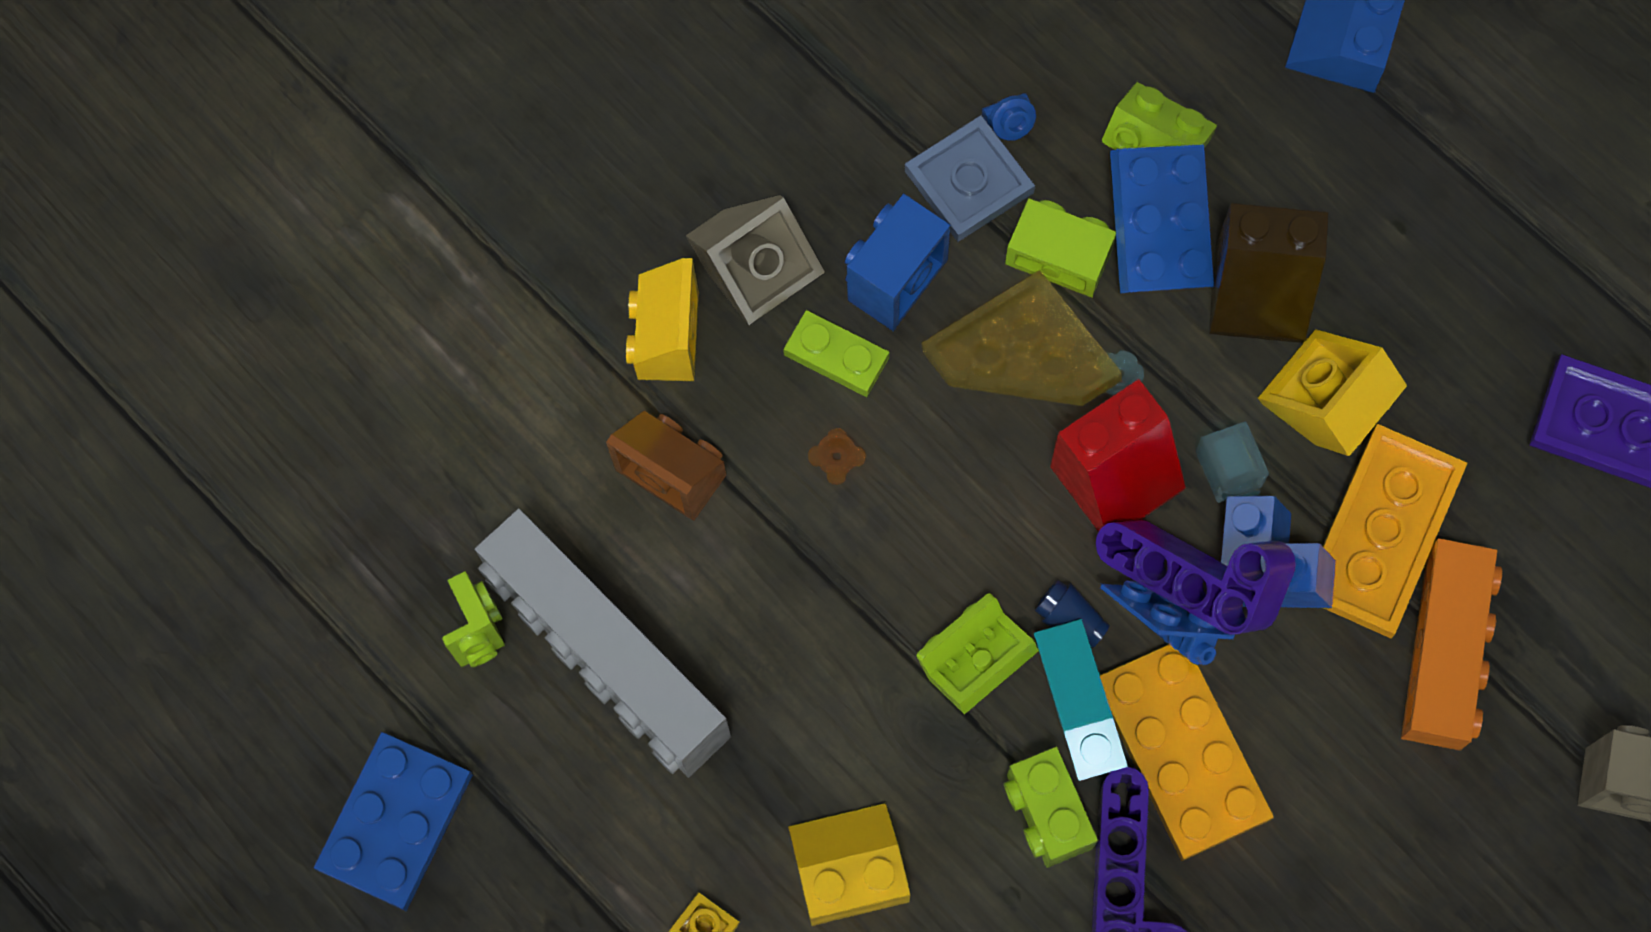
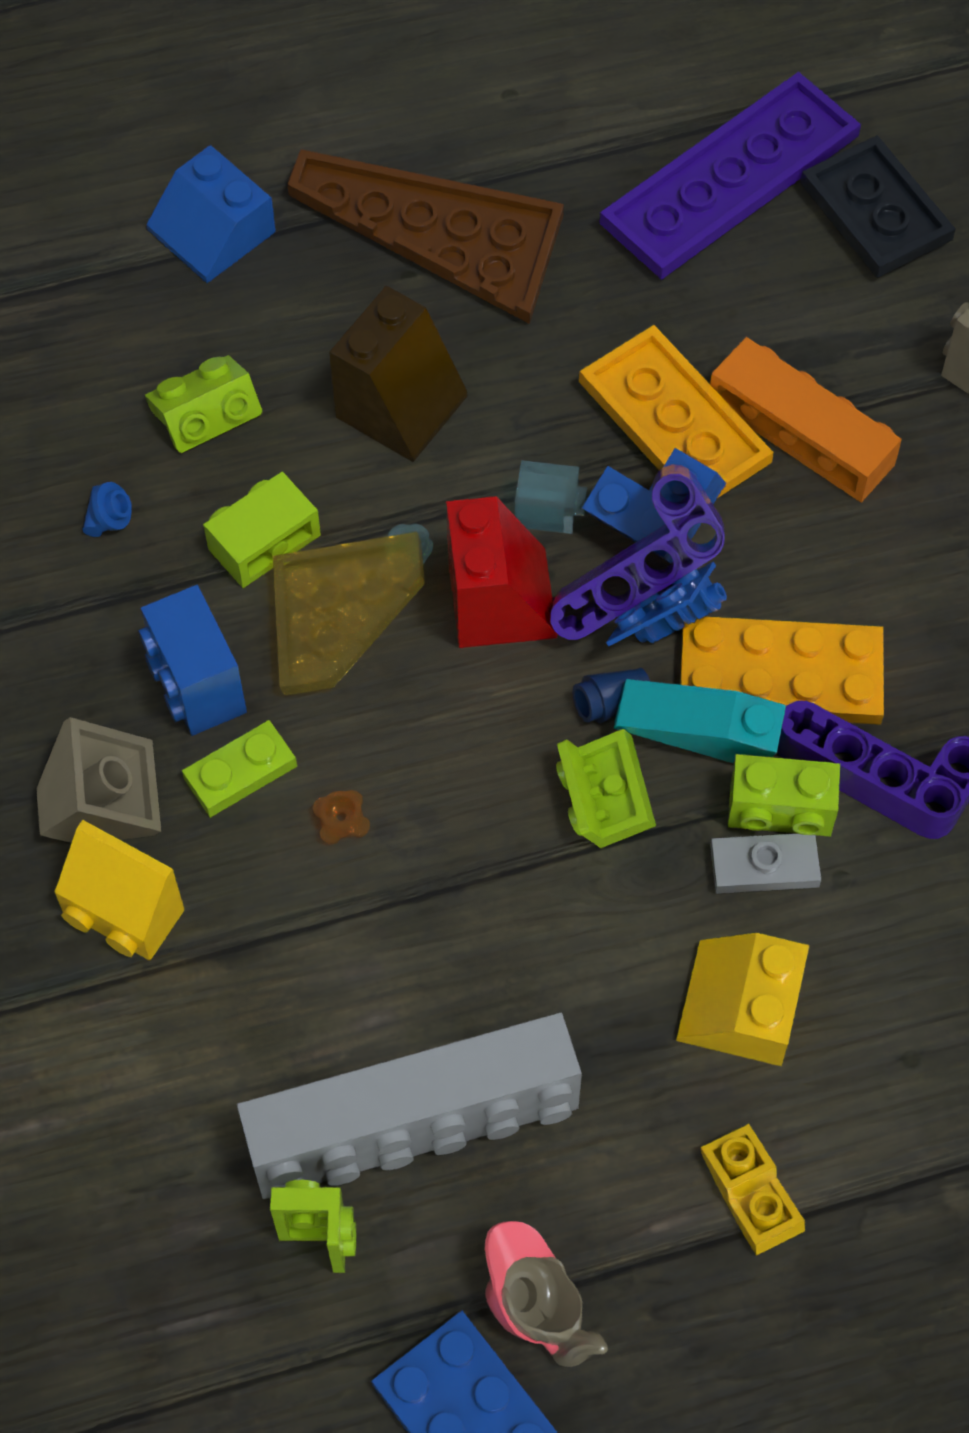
camera: 65 degrees left, 10 degrees down
(503, 819) = (535, 1296): none -> dark tan hair
(667, 463) = (262, 964): dark orange slope -> none
(969, 178) = (140, 566): sand blue plate -> none
(986, 823) = (765, 863): none -> light grey plate
(1161, 218) = (292, 431): blue plate -> none
(1334, 390) = (528, 389): yellow slope -> none
(1466, 244) = (460, 231): none -> reddish brown wing

